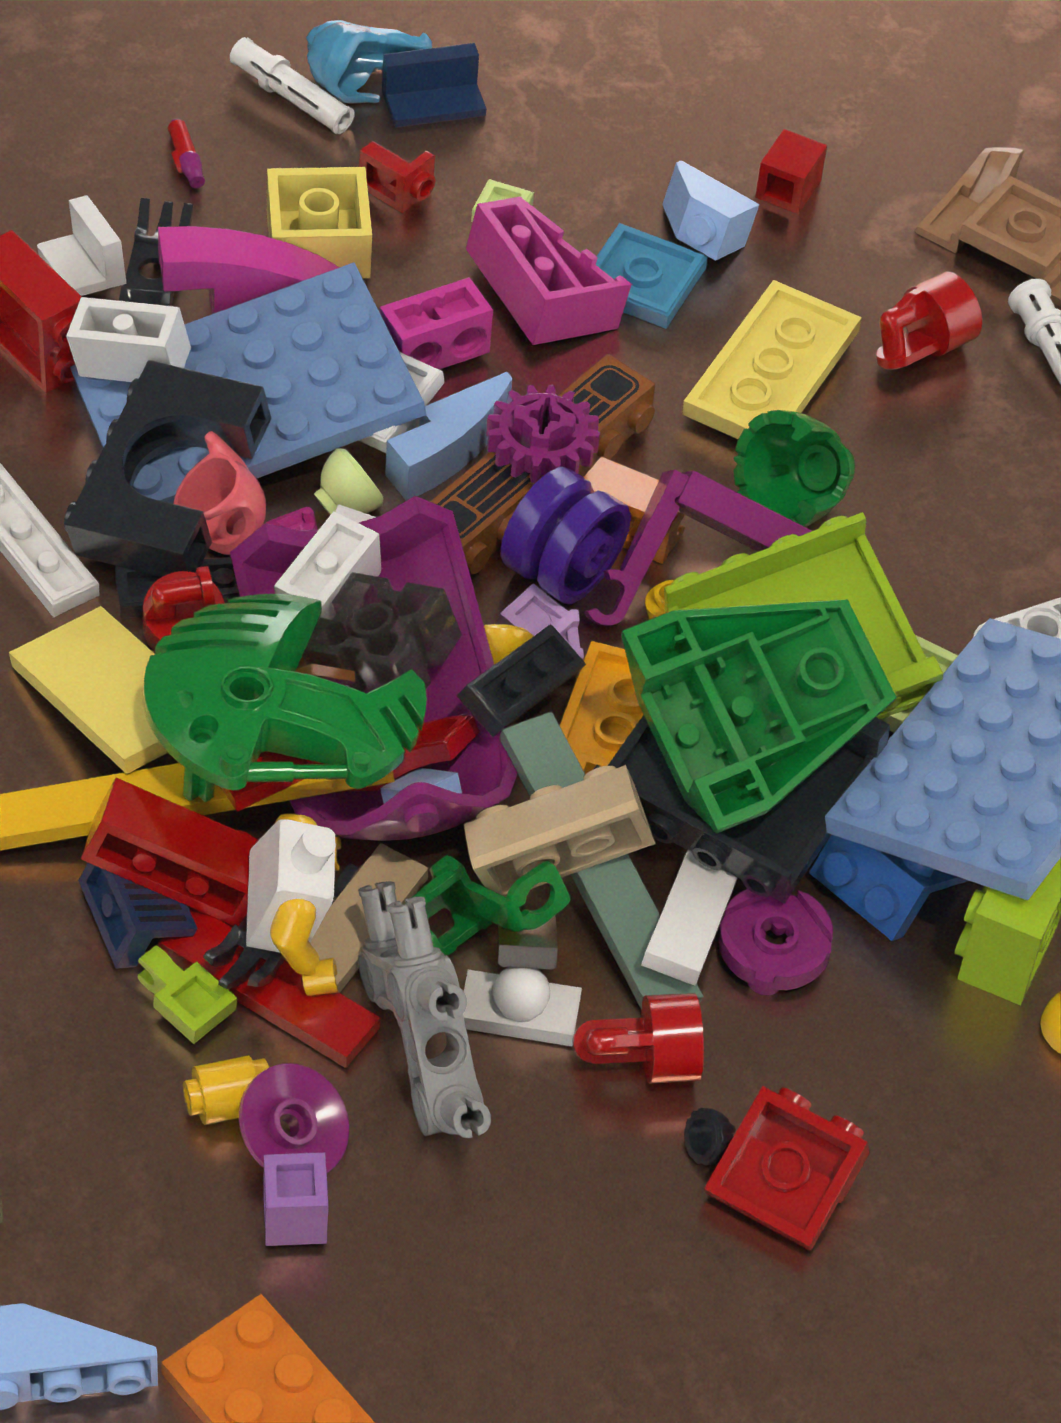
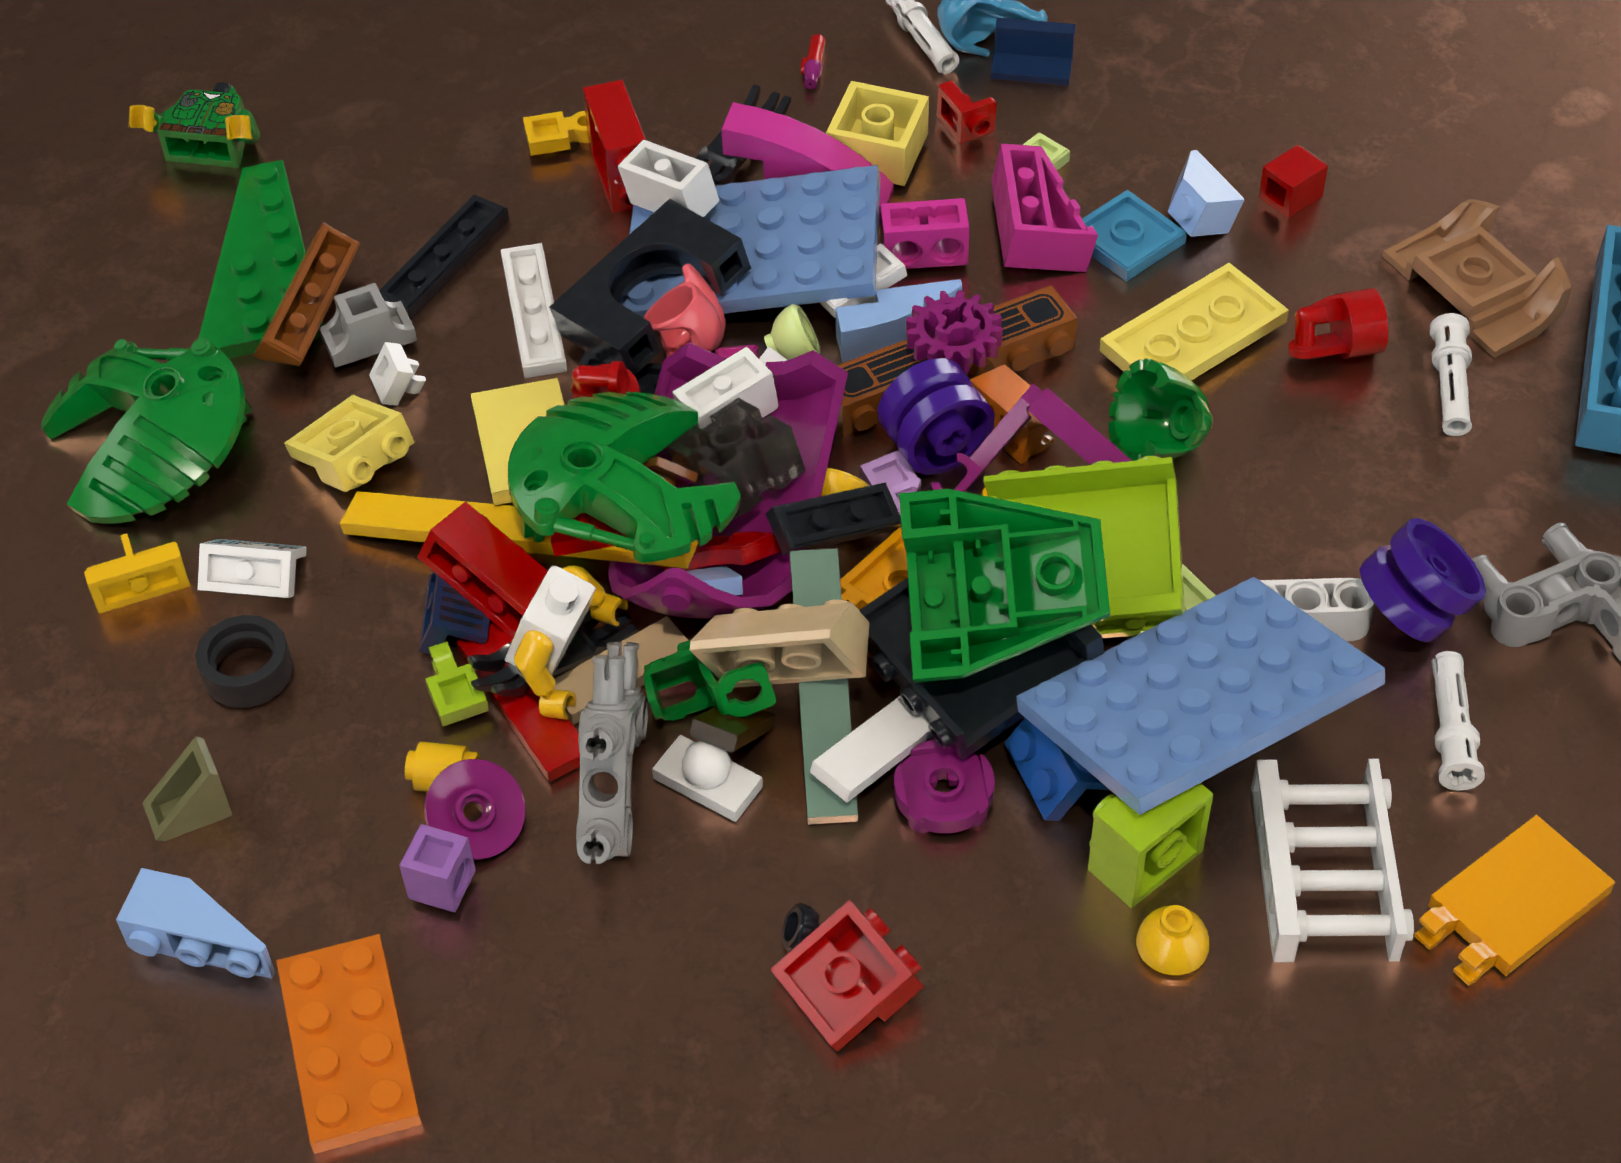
camera: 30 degrees right, 0 degrees up
(90, 256) = (689, 121): white panel -> none
(664, 1039) = (799, 835): red piece -> none

